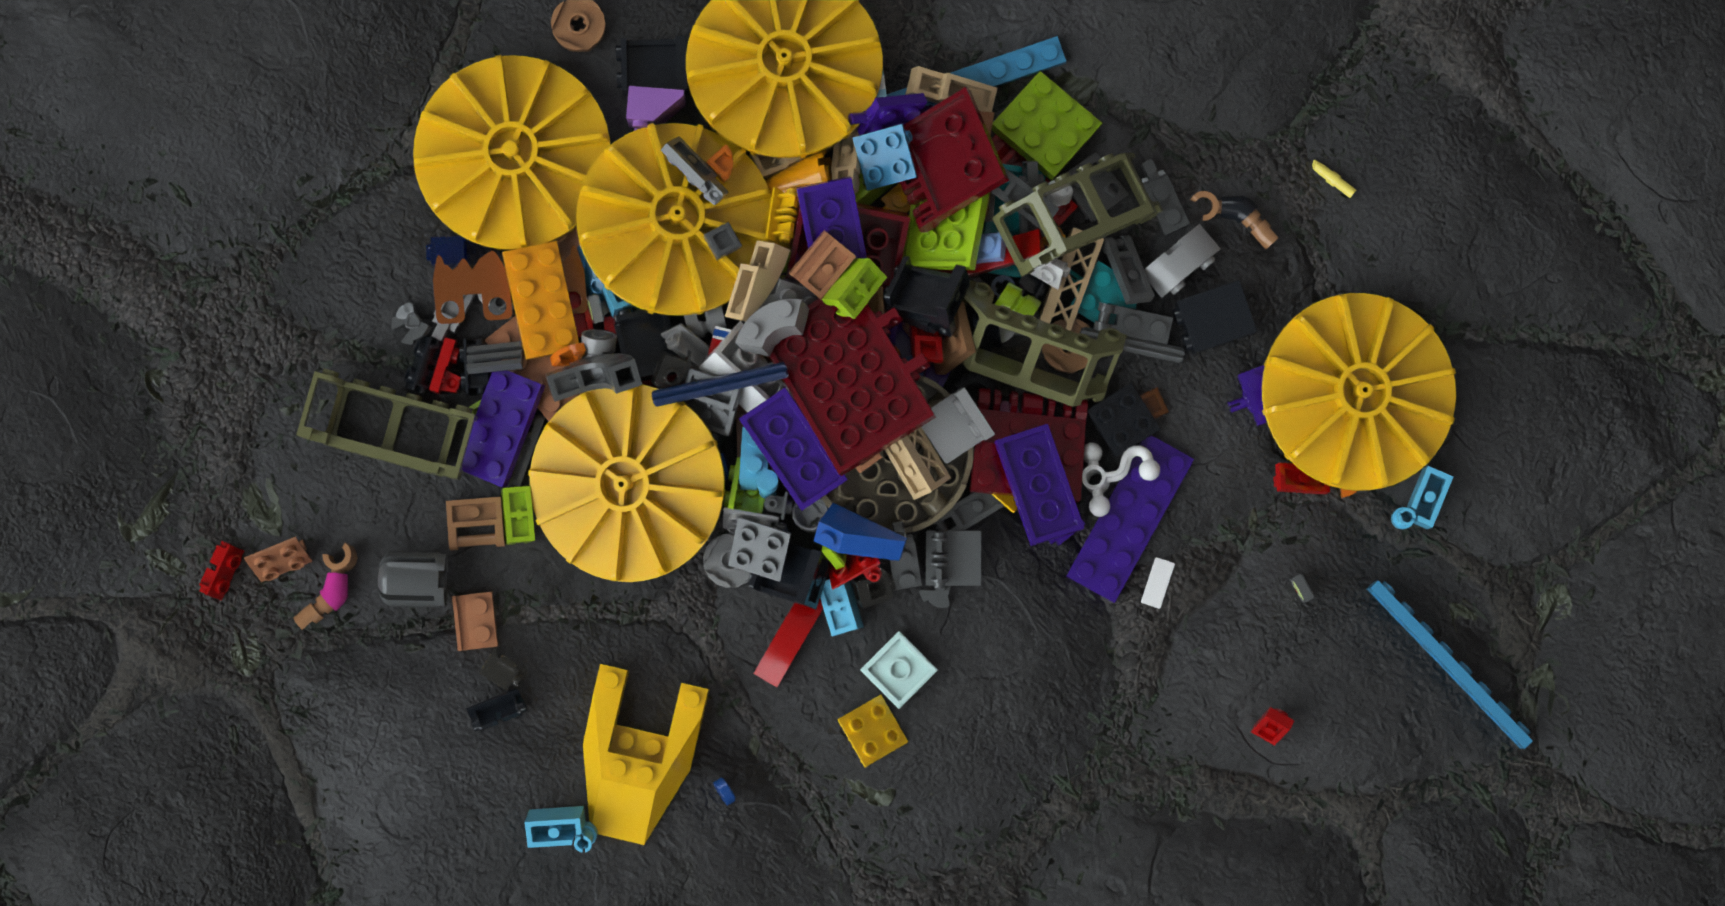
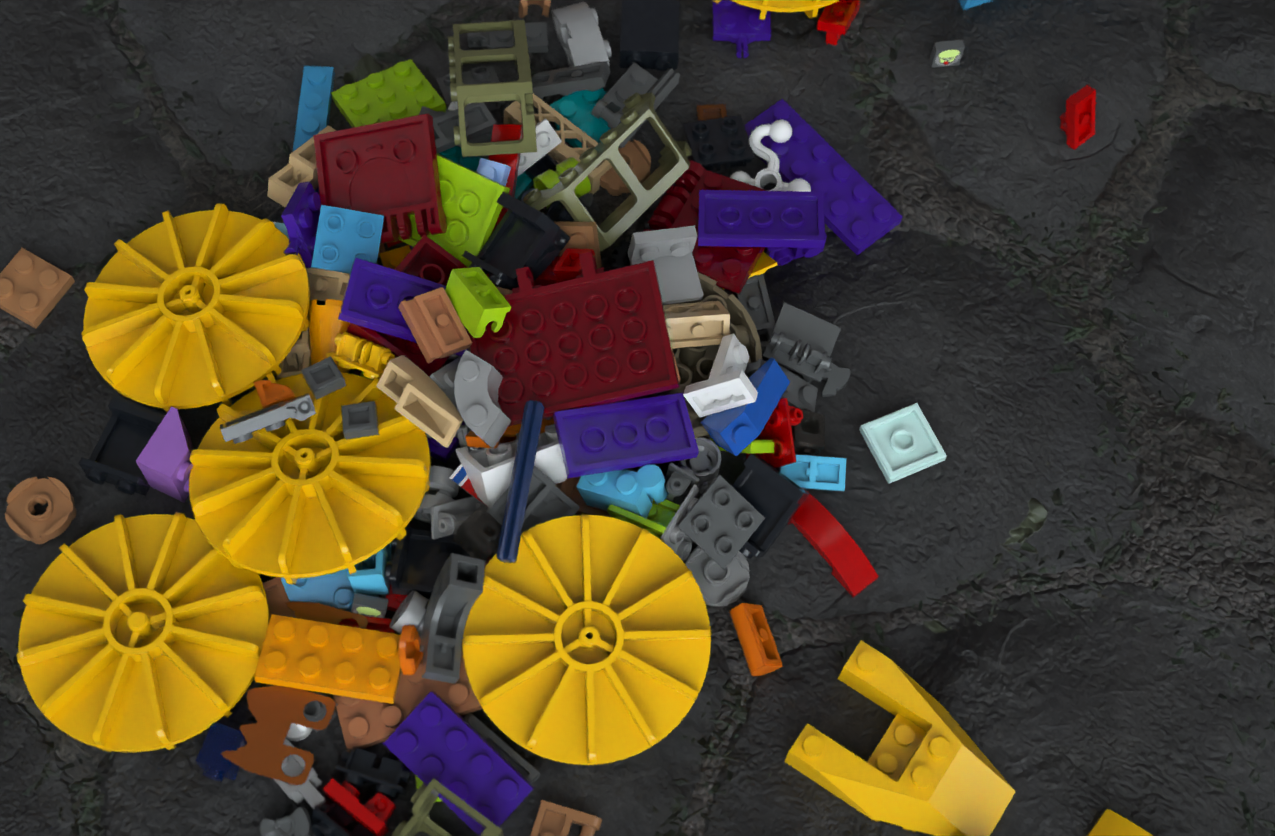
camera: 70 degrees left, 20 degrees down
(494, 354) = (371, 737): dark grey tile -> none
(517, 515) = (572, 786): lime hinge -> none
(686, 609) = (755, 638): none -> orange brick
(724, 791) = (981, 673): blue tile -> none
(751, 195) = (323, 377): none -> dark grey tile
(868, 509) = (727, 382): none -> white bracket
(872, 730) = (961, 494): yellow hinge -> none
(1157, 583) = (894, 177): white sticker -> none

